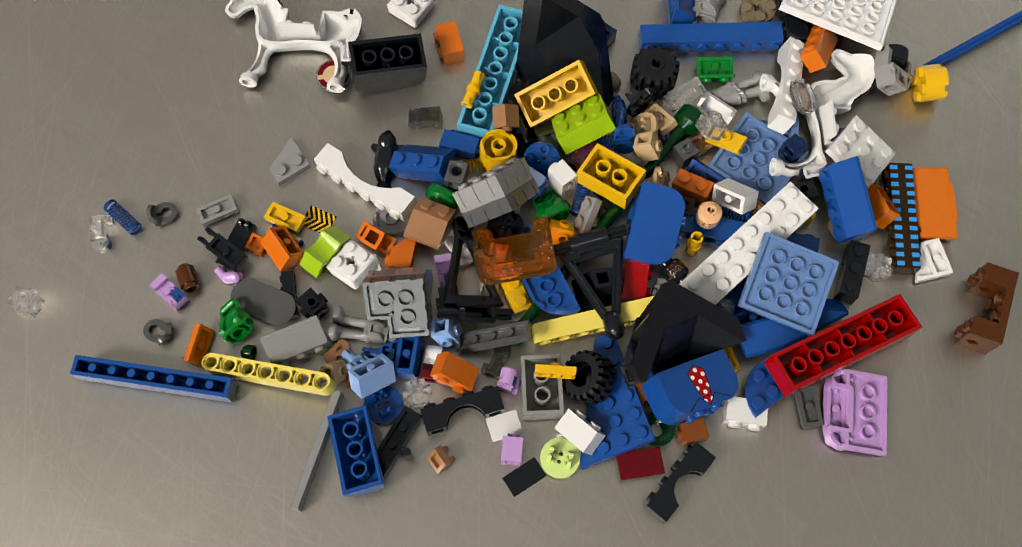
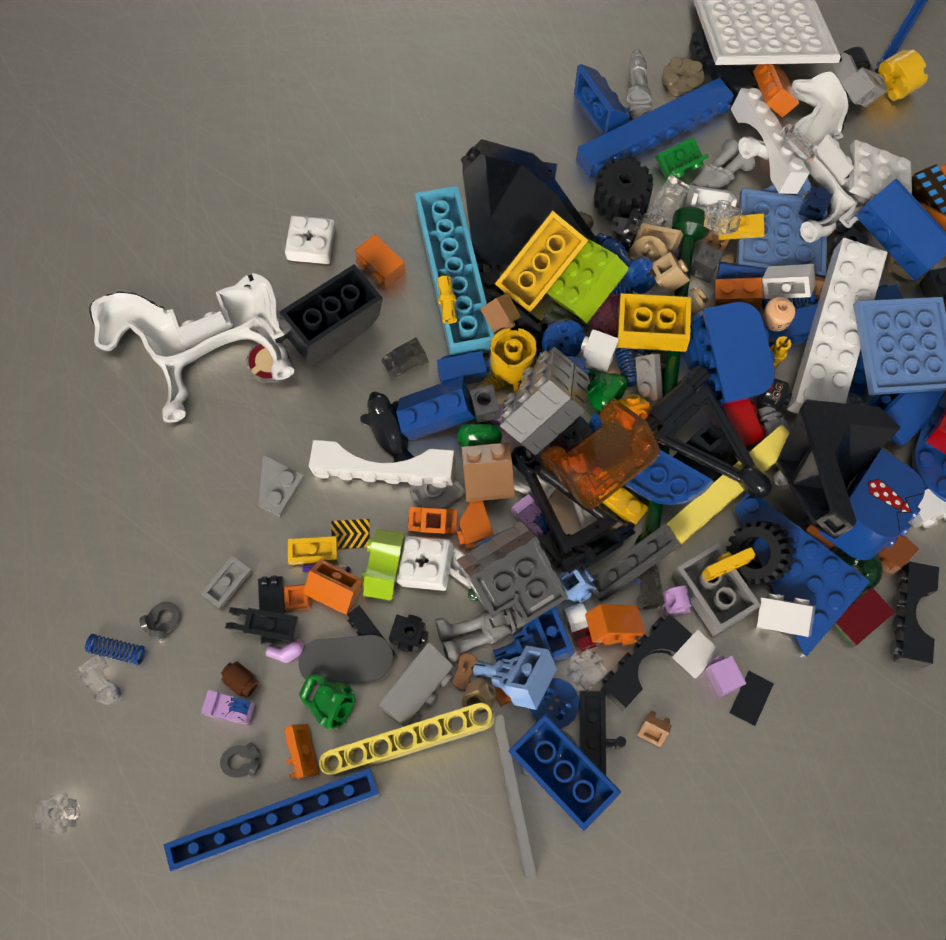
camera: 30 degrees left, 0 degrees up
(249, 352) = (364, 727): dark green hinge -> none
(550, 455) = (767, 660): yellowish green plate -> none

